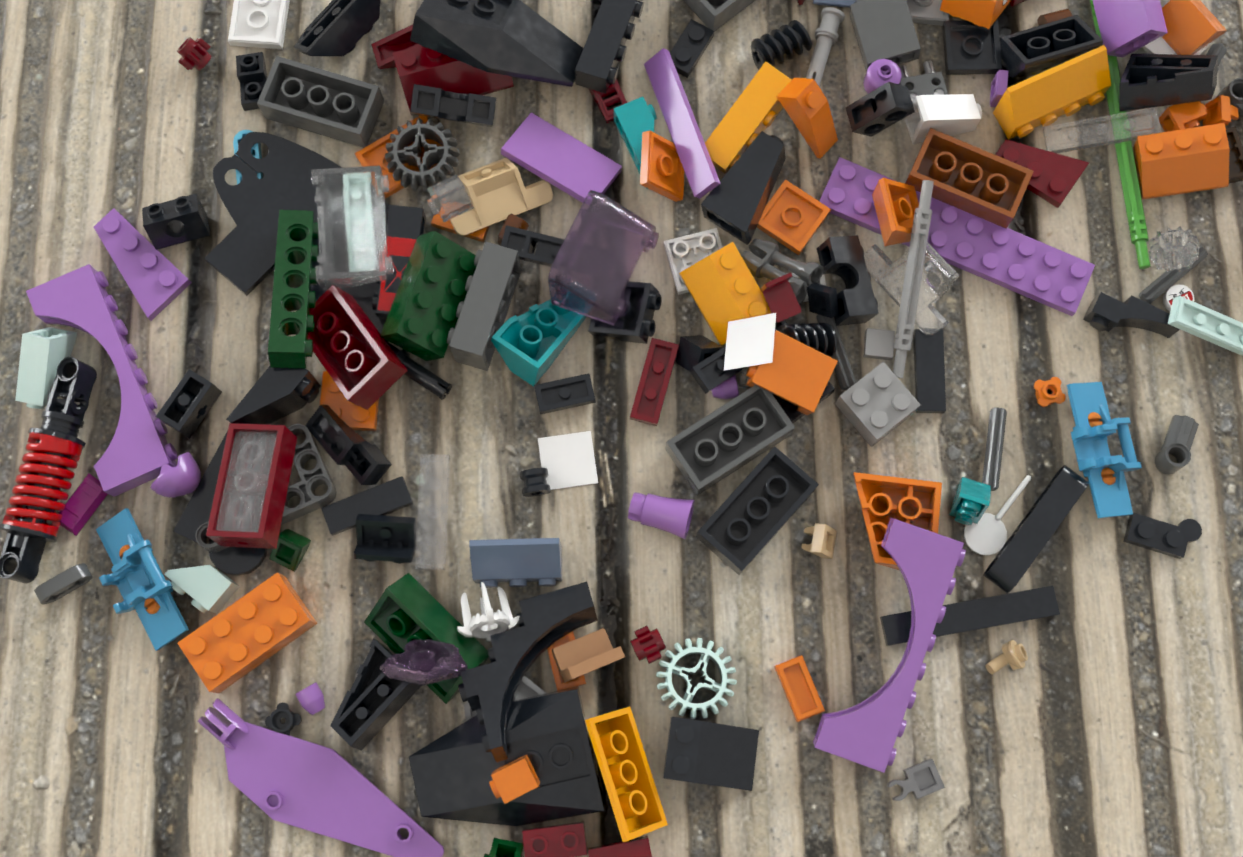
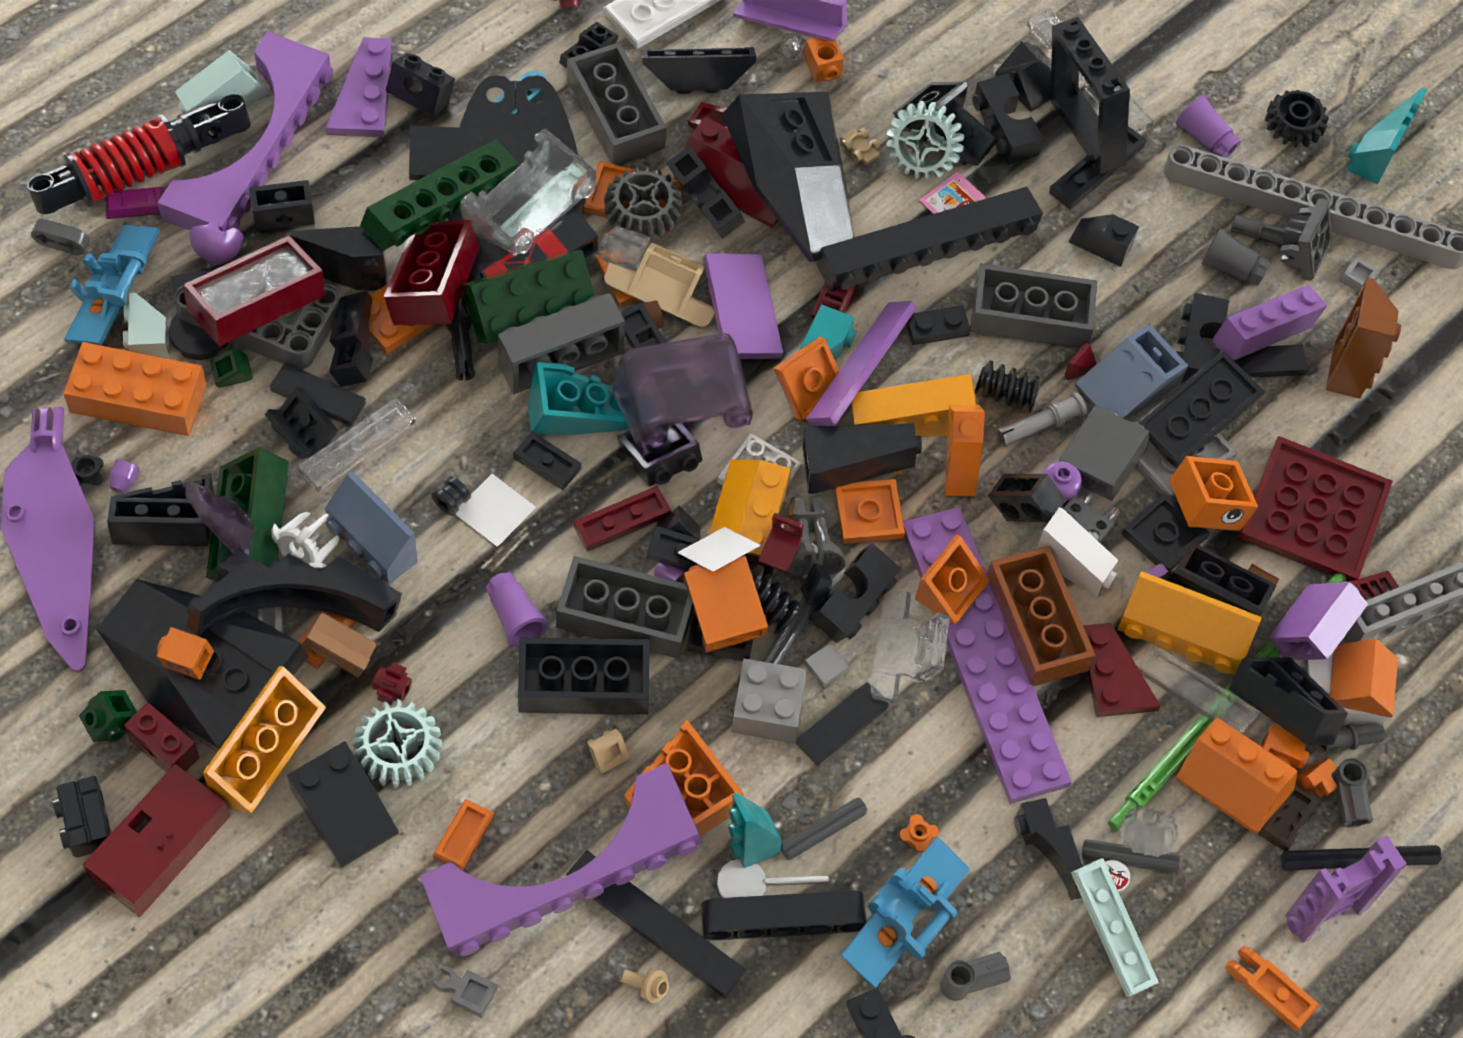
camera: 40 degrees right, 15 degrees down
(913, 278) = (901, 637): light grey axle -> none

